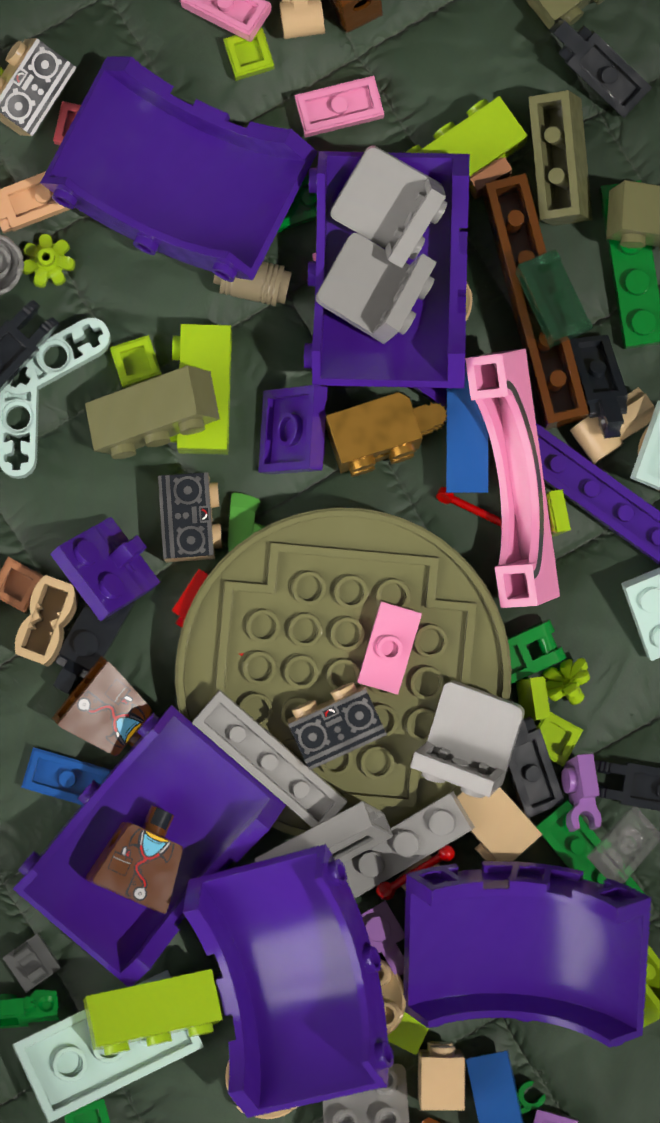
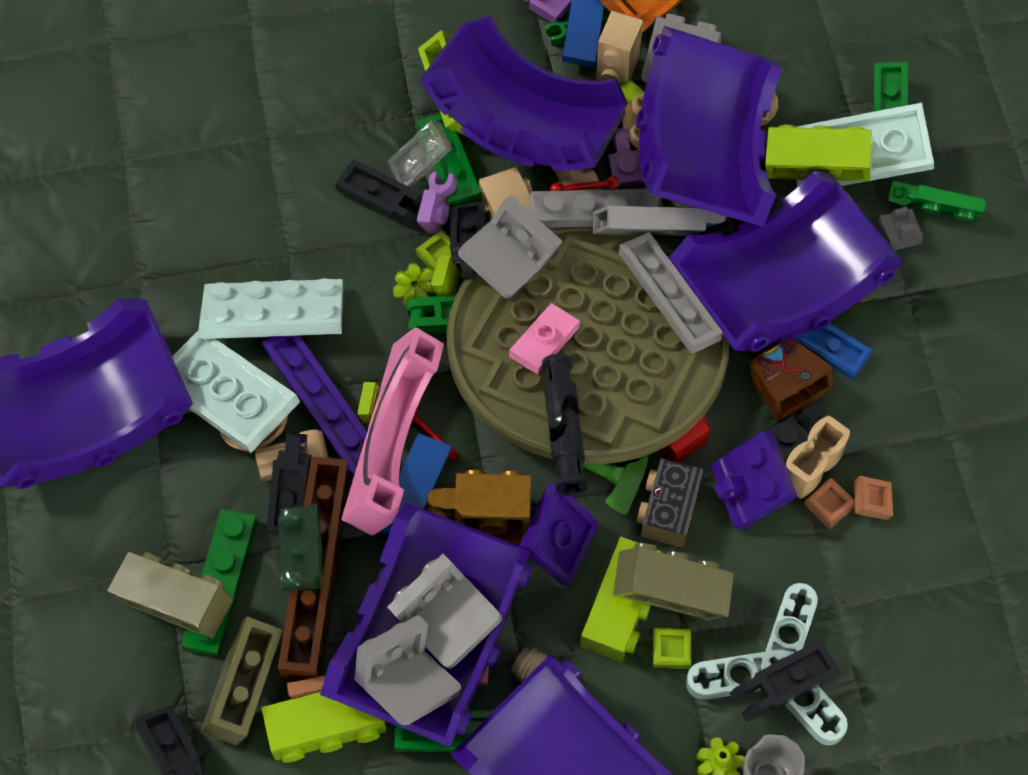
camera: 155 degrees left, 20 degrees down
(140, 862) = (797, 255): reddish brown torso -> none
(315, 508) = (564, 425): none -> black piece
(336, 725) = (608, 295): brick -> none

